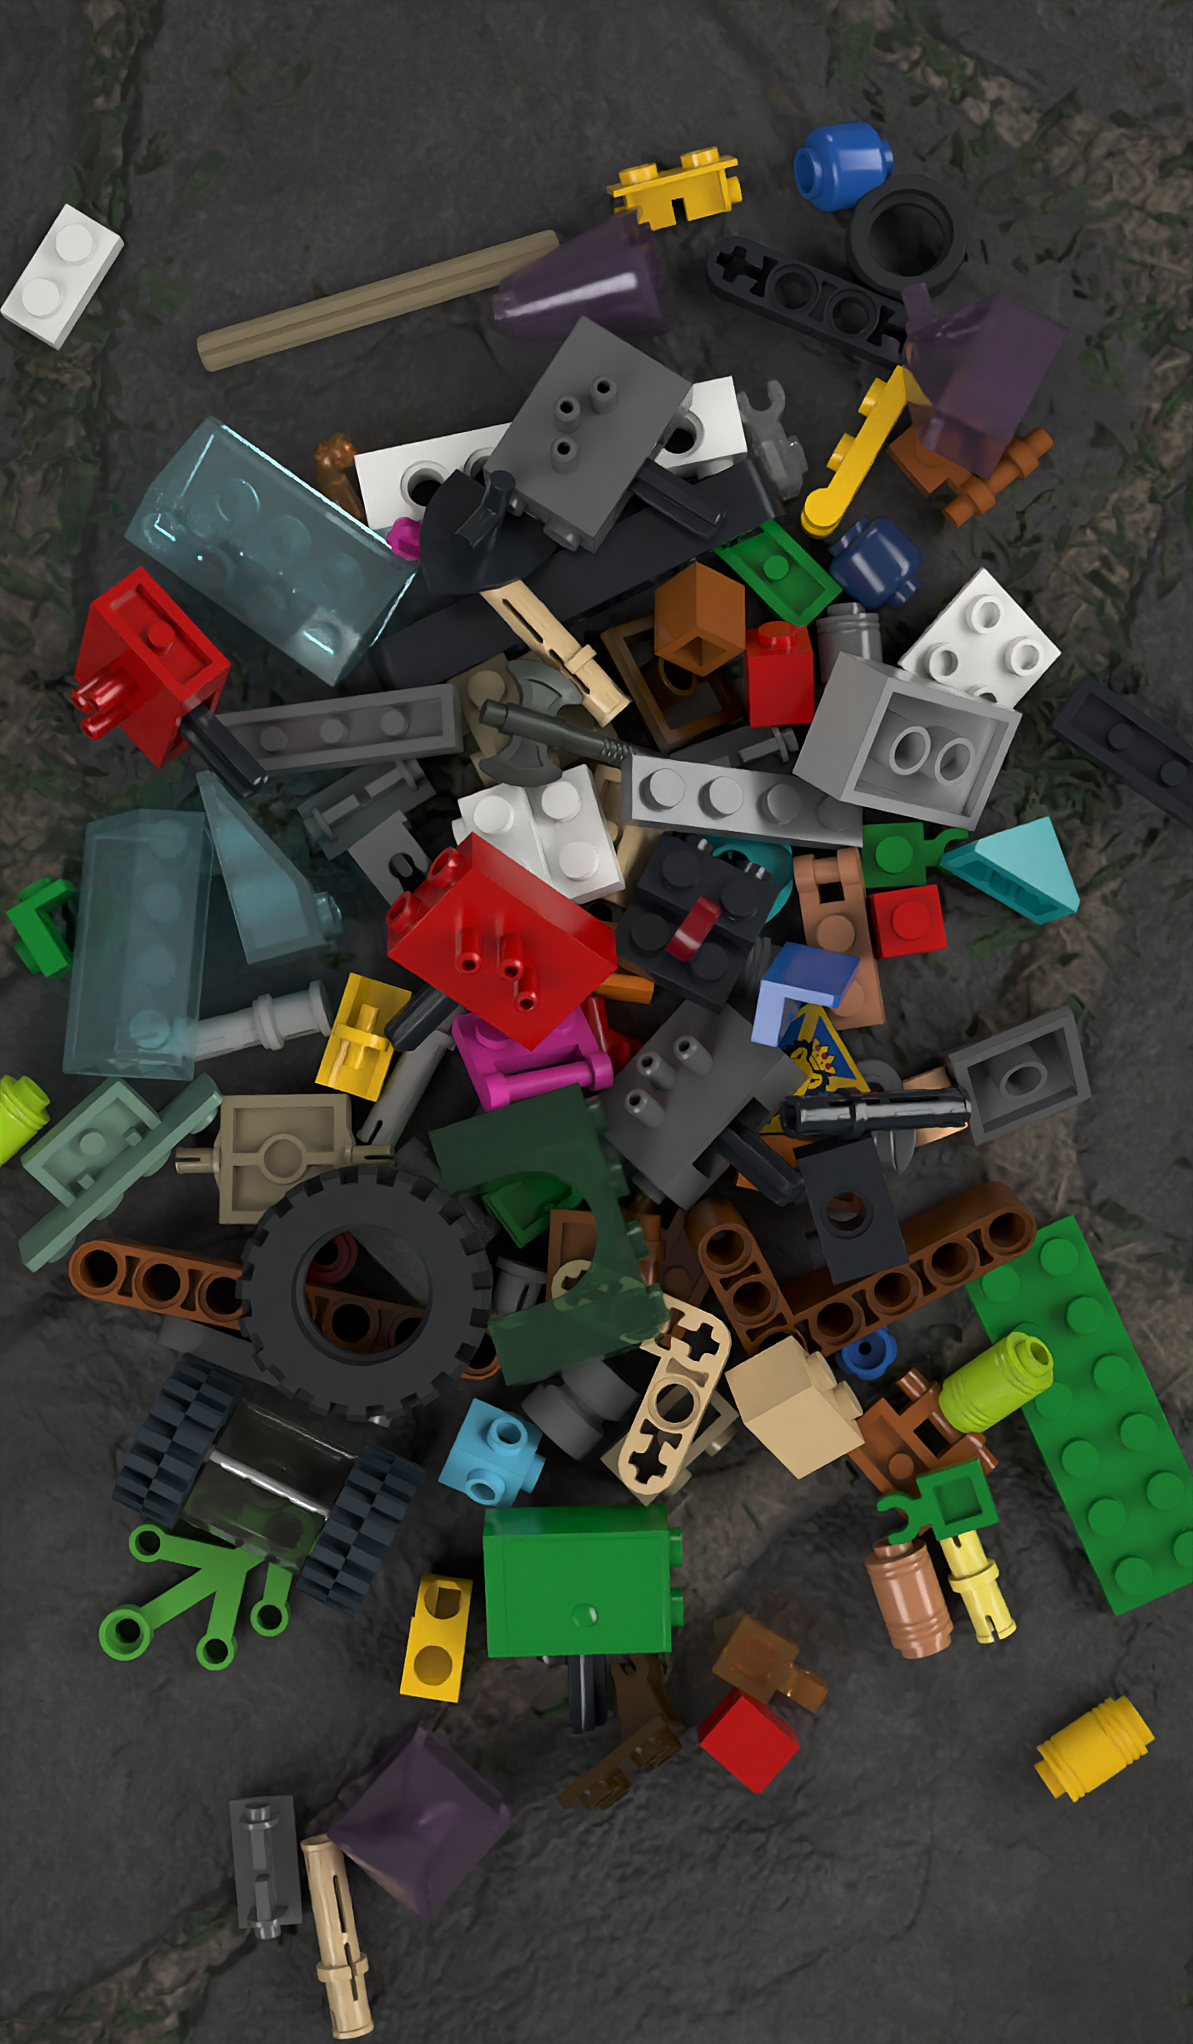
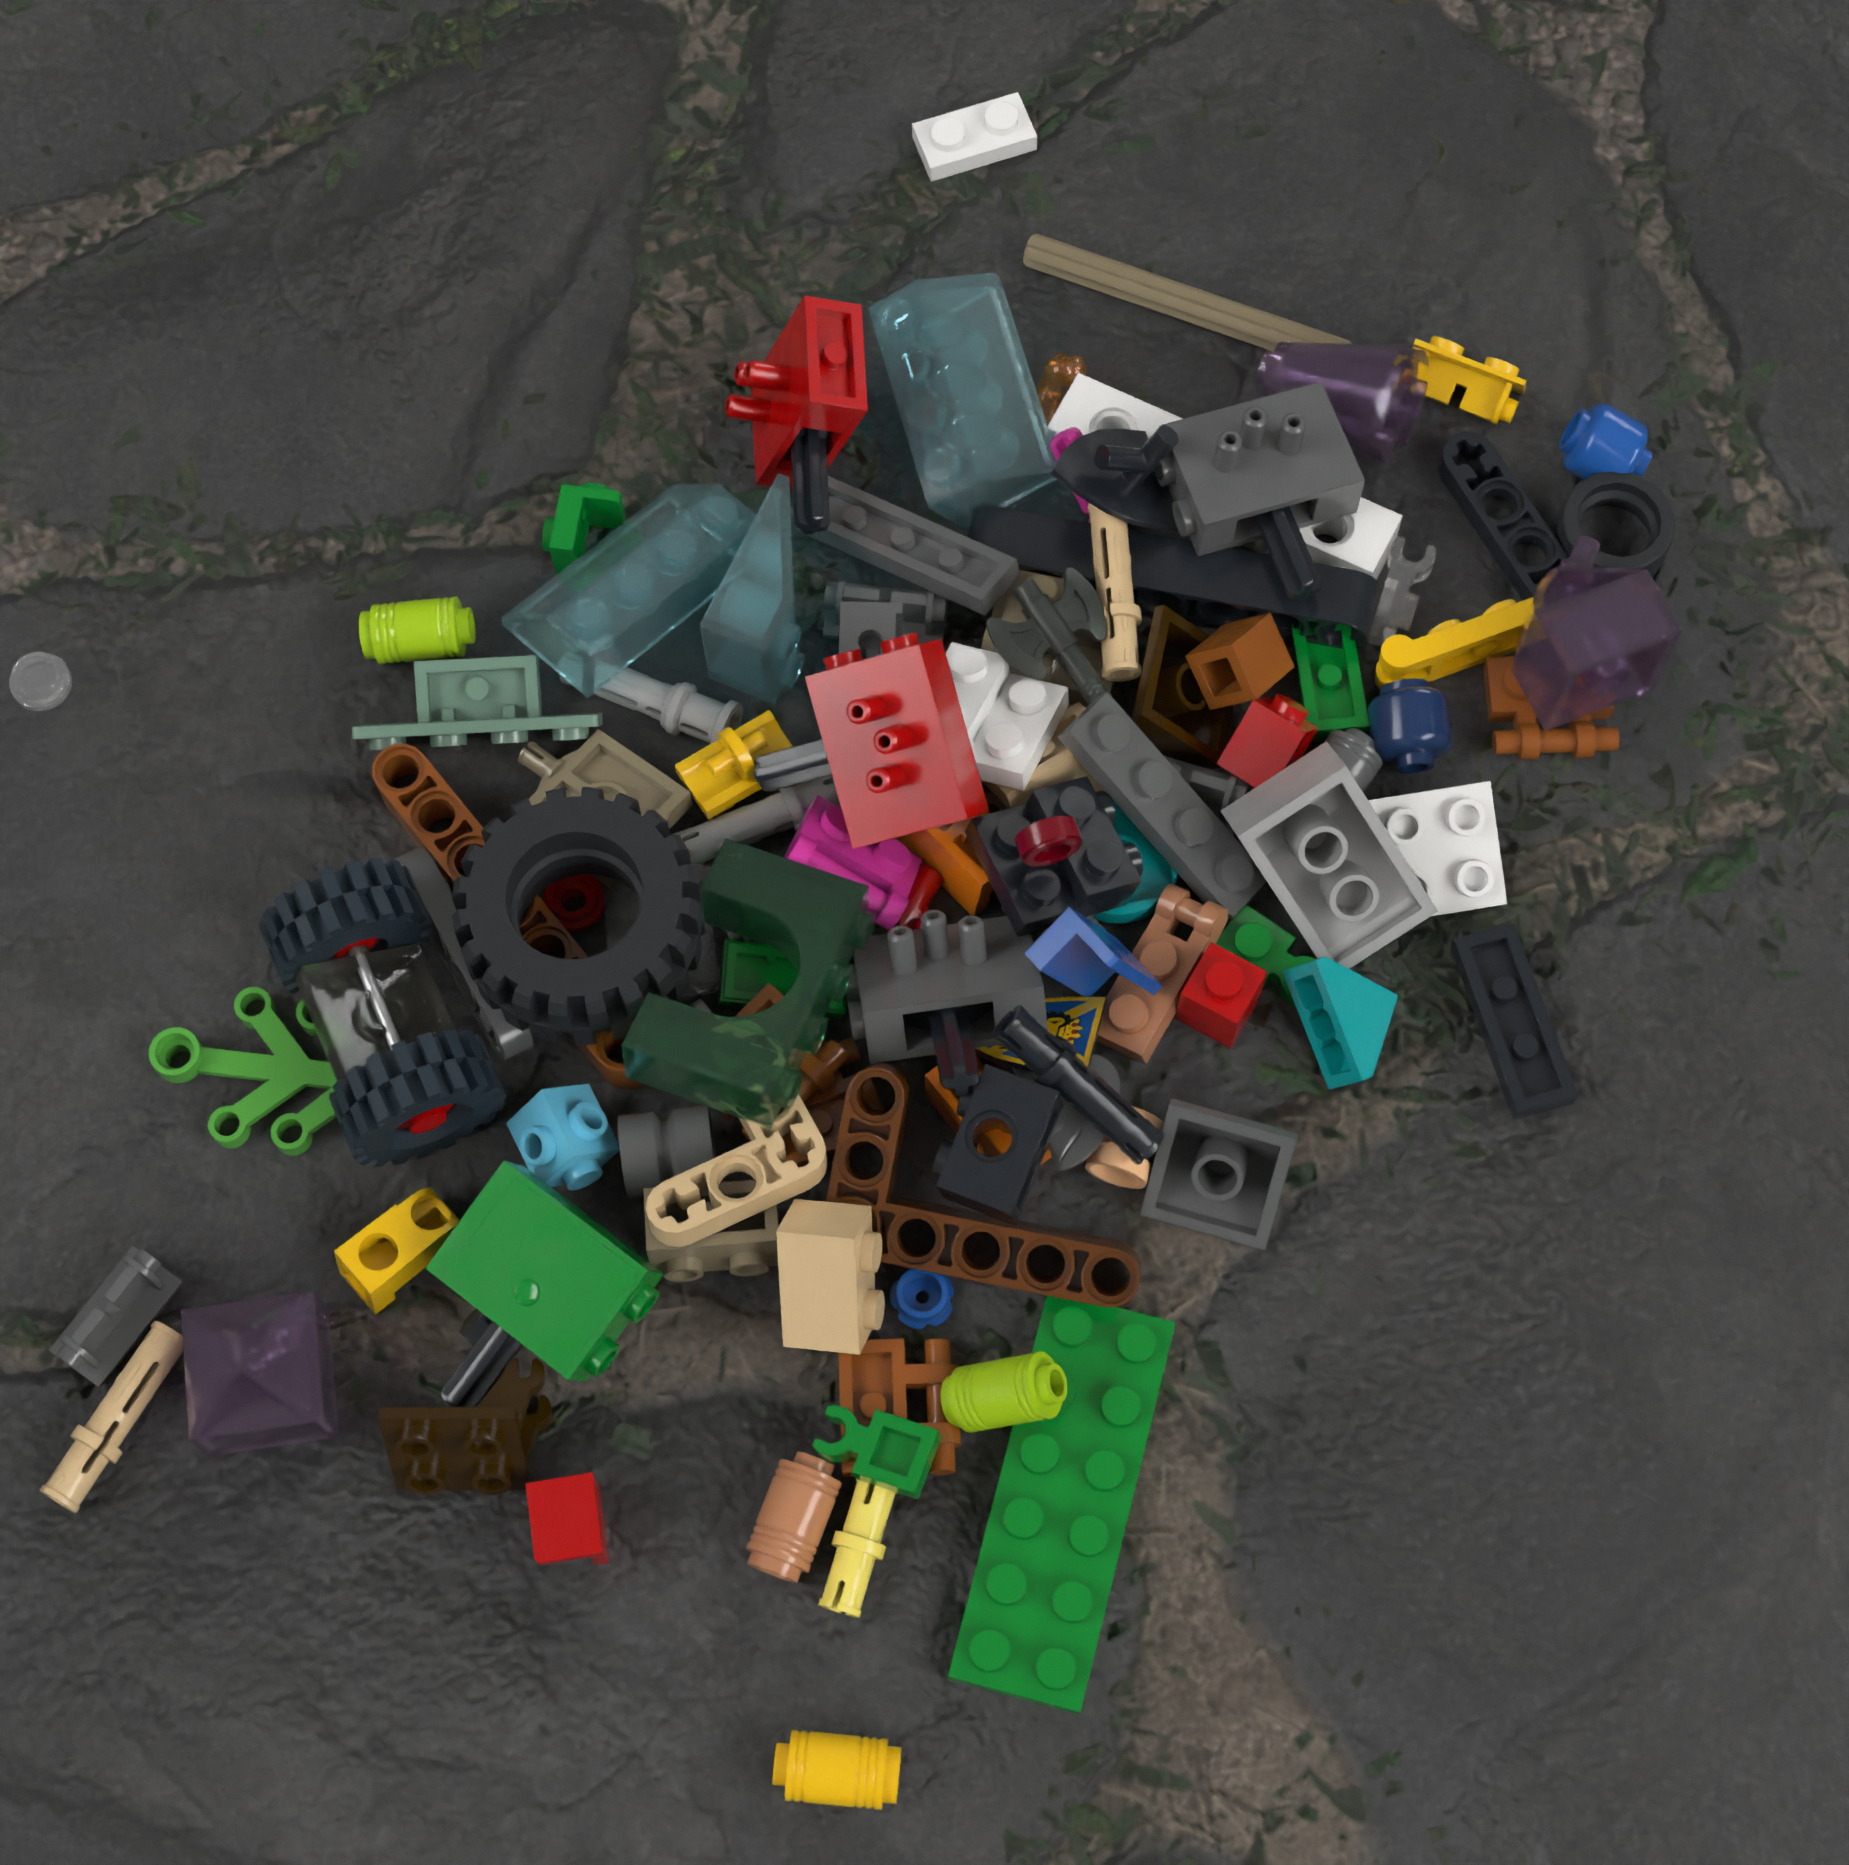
camera: 40 degrees right, 20 degrees down
(761, 1662) = (629, 1477): clear orange plate -> none

